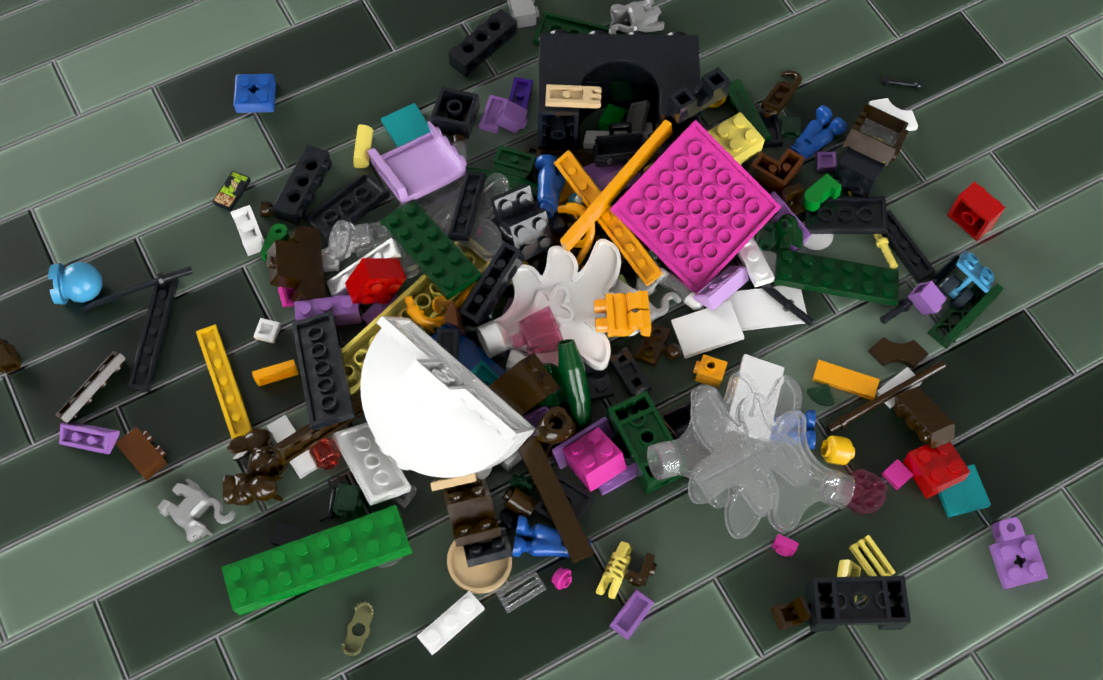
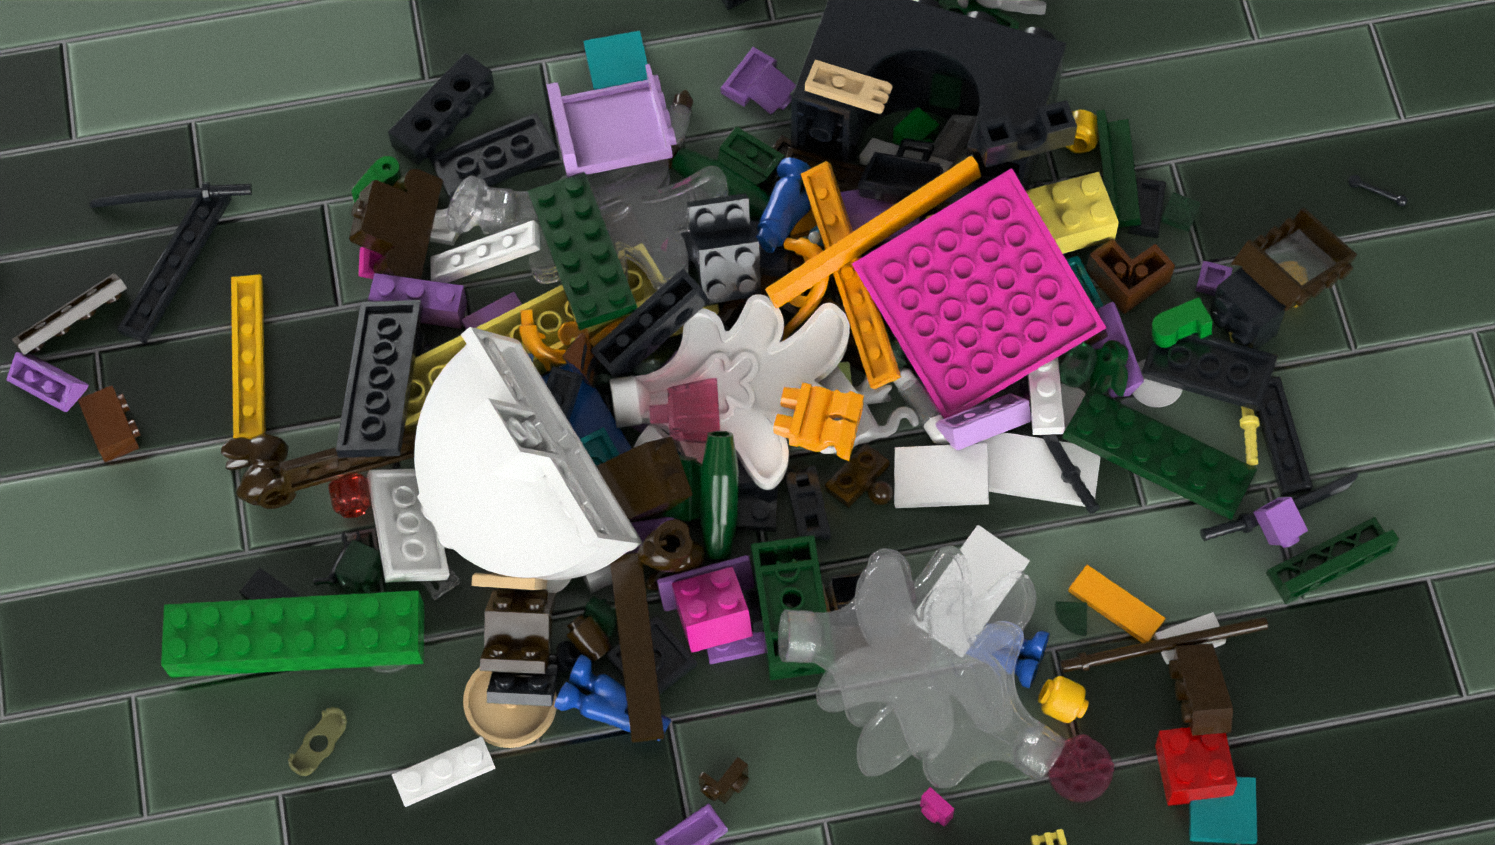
camera: 20 degrees right, 0 degrees up
(76, 282) = (93, 164): dark azure tile -> none
(192, 508) = (151, 517): light grey animal -> none
(231, 190) = (342, 91): tile -> none
(245, 488) = (228, 510): dark brown animal -> none
(248, 229) = (346, 154): white window -> none
(264, 209) = (378, 130): dark brown hinge -> none
(267, 330) = (328, 303): white tile -> none
(275, 372) = (319, 365): light orange tile -> none
(282, 429) = (315, 499): white tile -> none
(362, 145) = (545, 72): light yellow brick -> none
(375, 280) = (492, 275): red brick -> none
(455, 111) = (691, 60): black brick -> none
(467, 206) = (655, 204): black tile -> none
(504, 601) = (555, 769): clear tile -> none
(521, 92) = (794, 56): dark purple plate -> none
(562, 578) = (612, 758): dark pink plate -> none
(615, 570) = (685, 773): light yellow hinge -> none
(710, 371) = (923, 535): light orange brick -> none
(781, 94) = (1182, 160): dark brown plate -> none
(791, 196) = (1136, 319): dark brown bracket -> none
(815, 136) = (1210, 235): blue piece -> none
(886, 106) = (1337, 222): white tile -> none
(889, 352) = (1221, 593): dark brown tile -> none
(897, 474) = (1138, 759): dark pink tile -> none
(975, 272) = (1366, 503): dark azure plate -> none
(976, 211) = (1404, 414): red brick -> none

